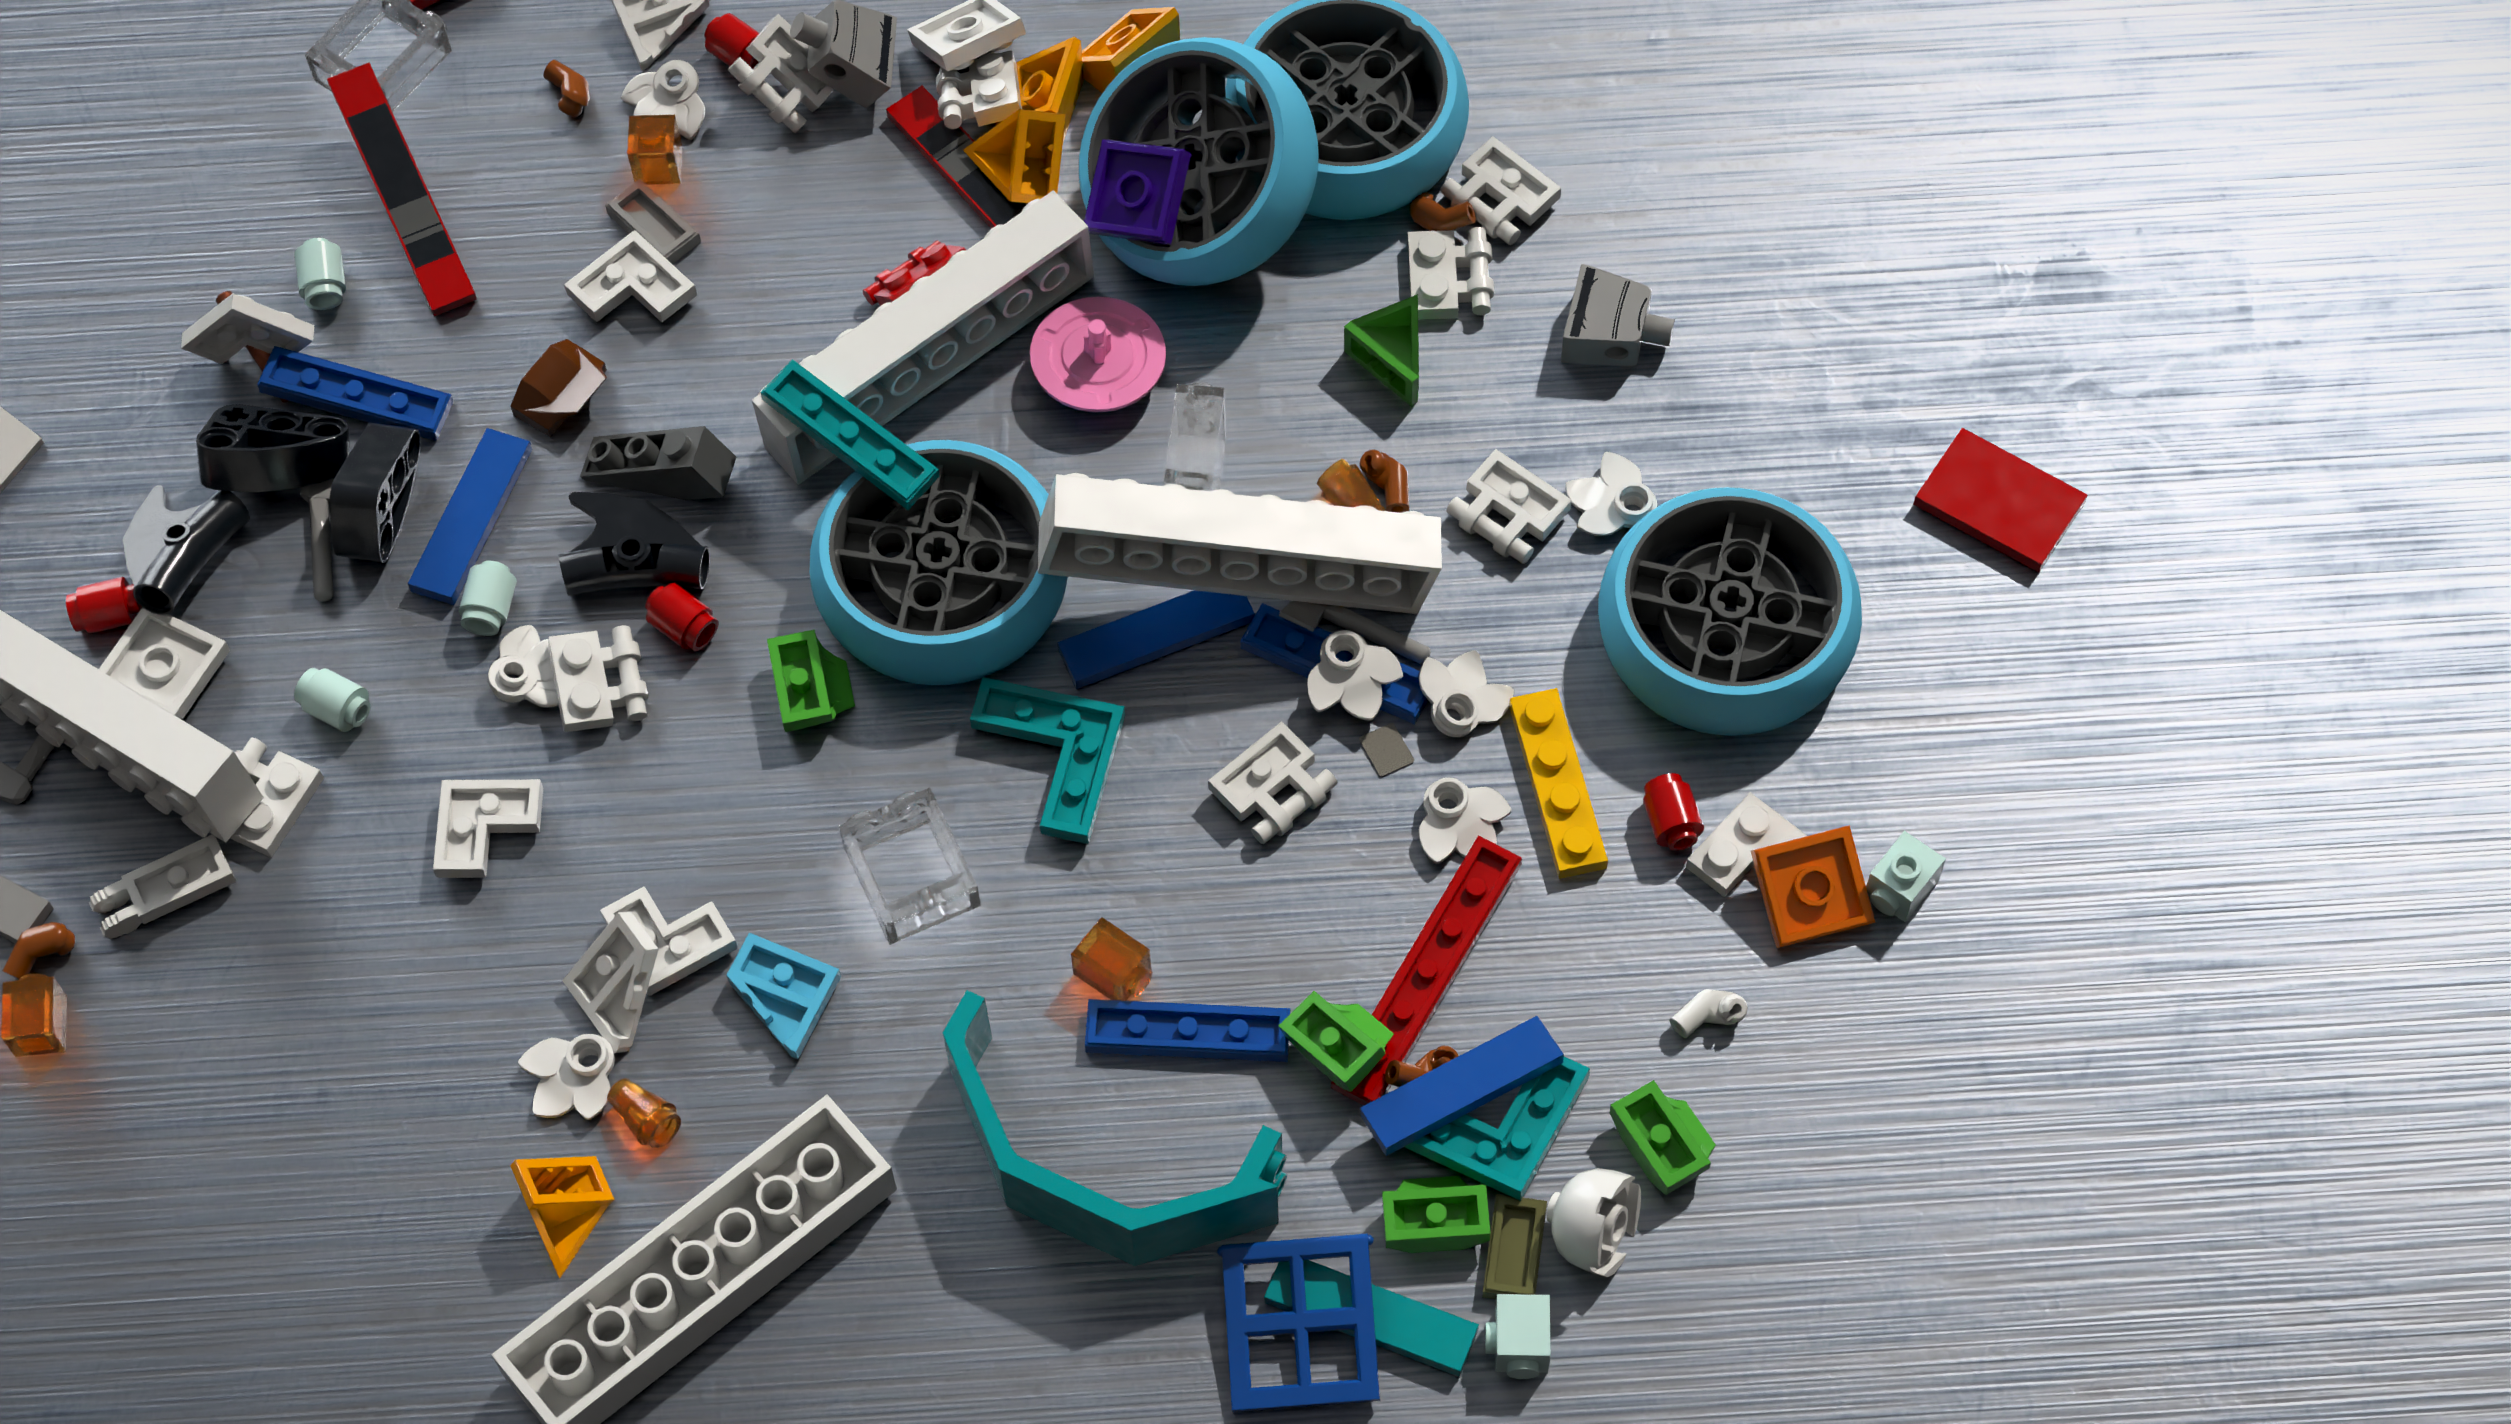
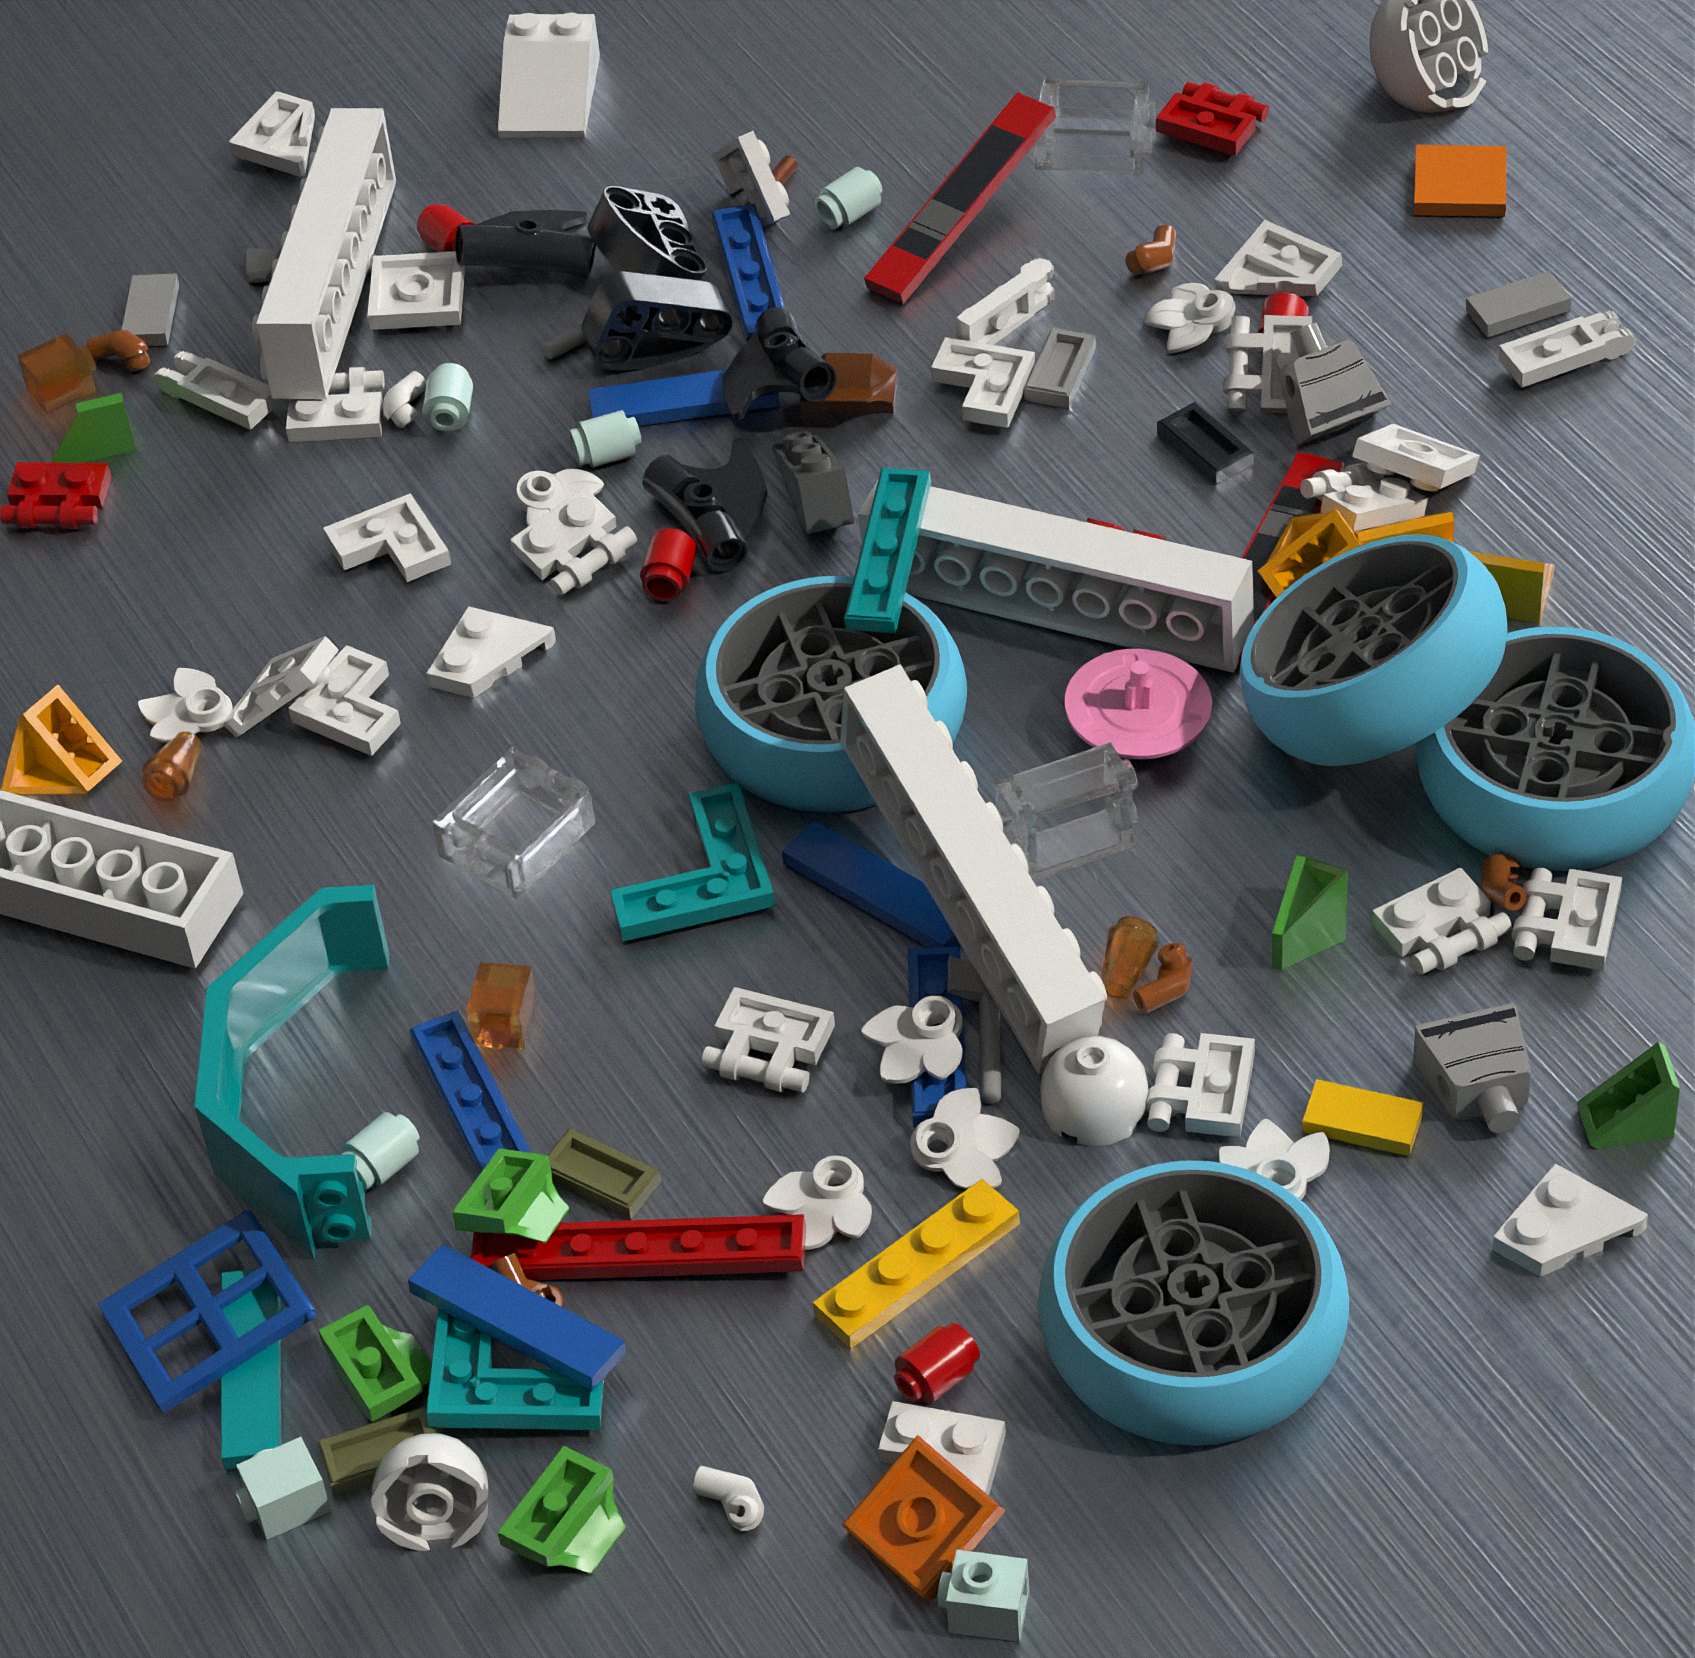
camera: 65 degrees right, 15 degrees down
(135, 1012) = (97, 431): none -> bright green slope
(189, 1073) = (56, 494): none -> red plate
(298, 742) = (398, 399): none -> white arm
(506, 424) = (776, 362): none -> black pin
(554, 220) = (1008, 305): none -> white hinge
(655, 149) = (1126, 325): clear orange brick -> none
(672, 805) = (484, 650): none -> white wing
(783, 989) = (343, 800): medium azure wing -> none
(808, 680) = (657, 673): bright green slope -> none
(822, 167) = (1205, 443): none -> black tile
(1137, 191) = (1294, 615): dark purple tile -> none
(1211, 1121) = (383, 1148): none -> light aqua brick
(1328, 966) = (602, 1174): none -> olive tile
(1386, 749) = (870, 1117): clear smoke sticker -> none
(1474, 584) = (1094, 1091): none -> white cylinder
(1602, 420) = (1363, 1117): none -> yellow tile
(1696, 238) = (1633, 1103): none -> bright green slope
(1775, 347) = (1564, 1222): none -> white wing
(2000, 499) = (1522, 1499): red tile -> none

